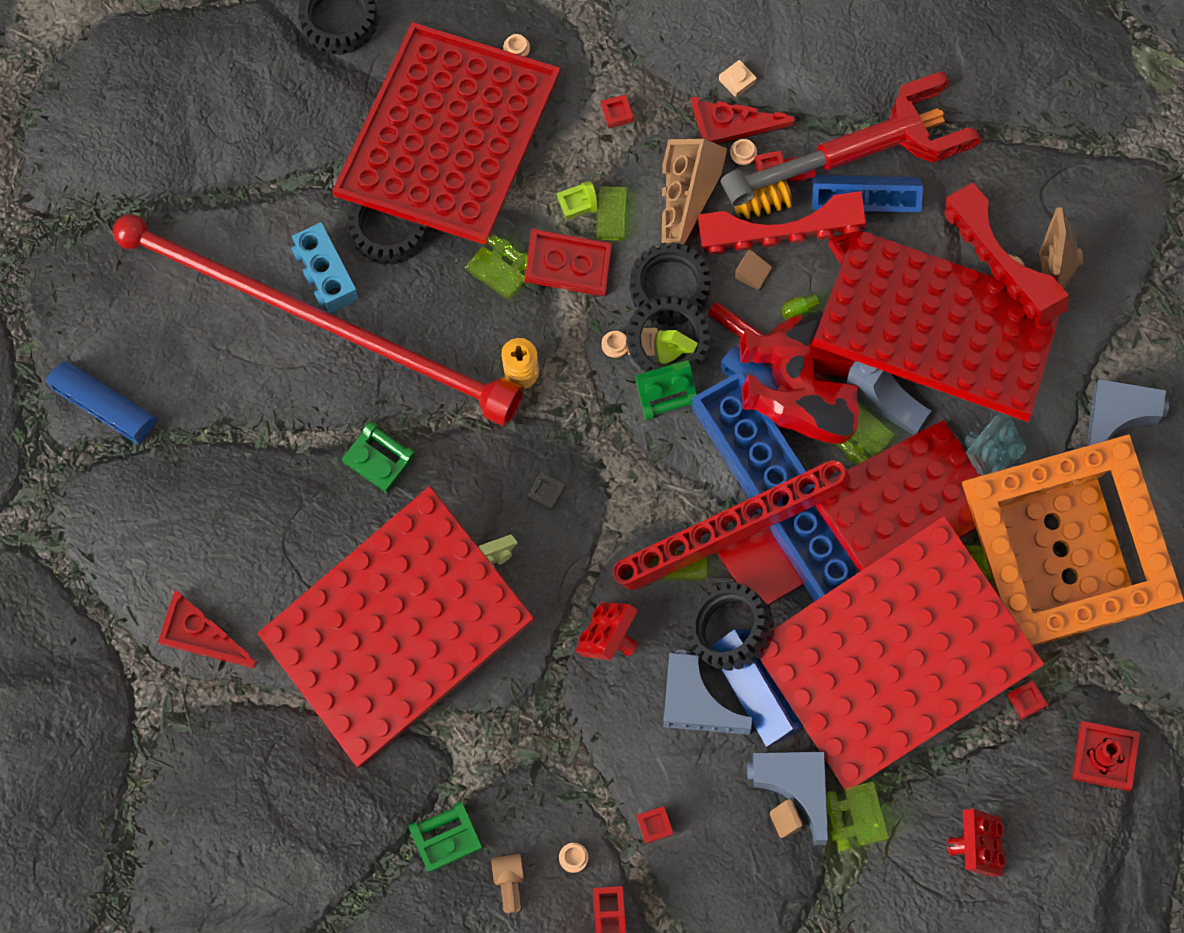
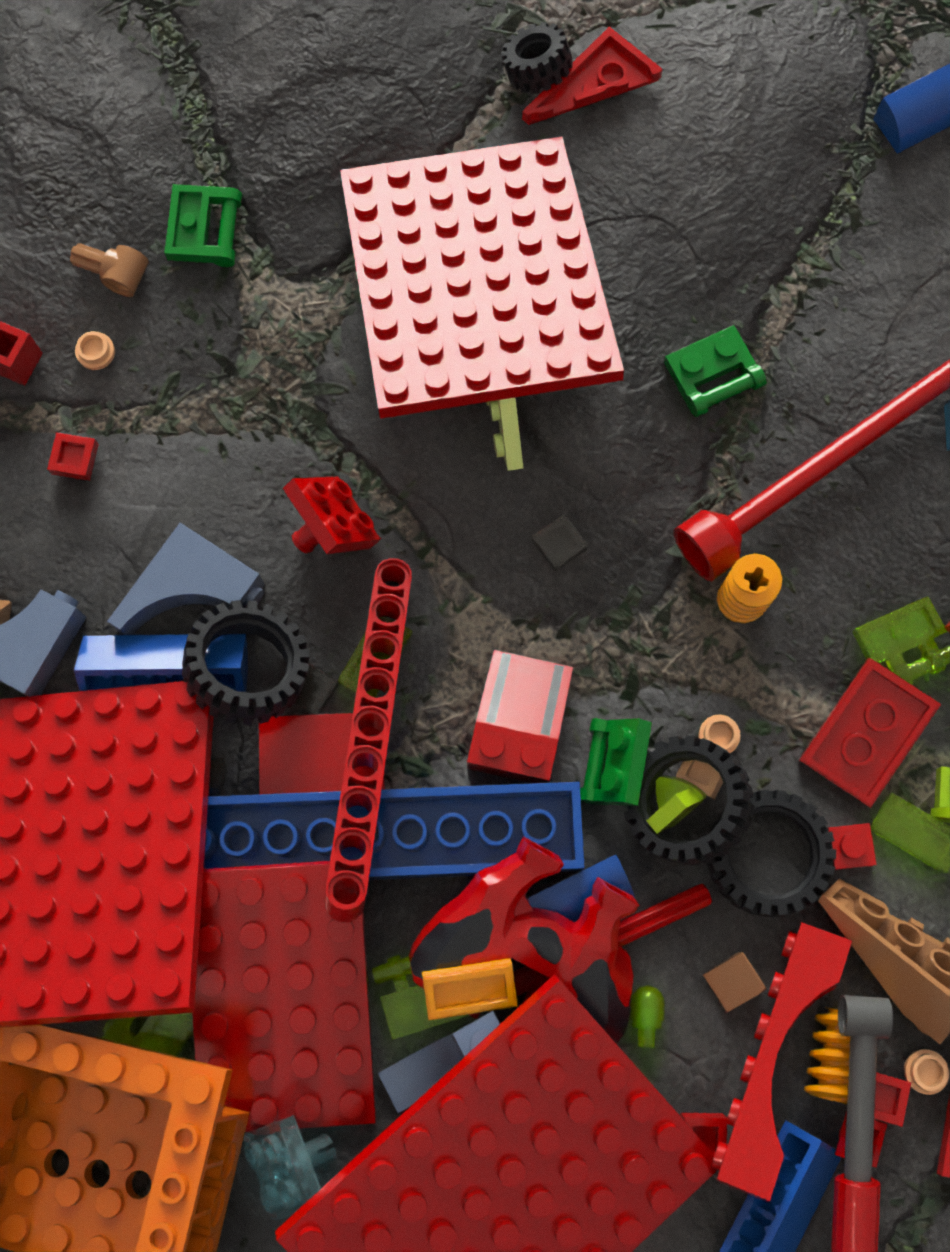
camera: 115 degrees right, 5 degrees up
(196, 688) = (537, 57): none -> black tyre
(638, 242) = (853, 846): none -> red plate
(669, 458) = (520, 718): none -> slope
(844, 393) = (469, 989): none -> light orange tile

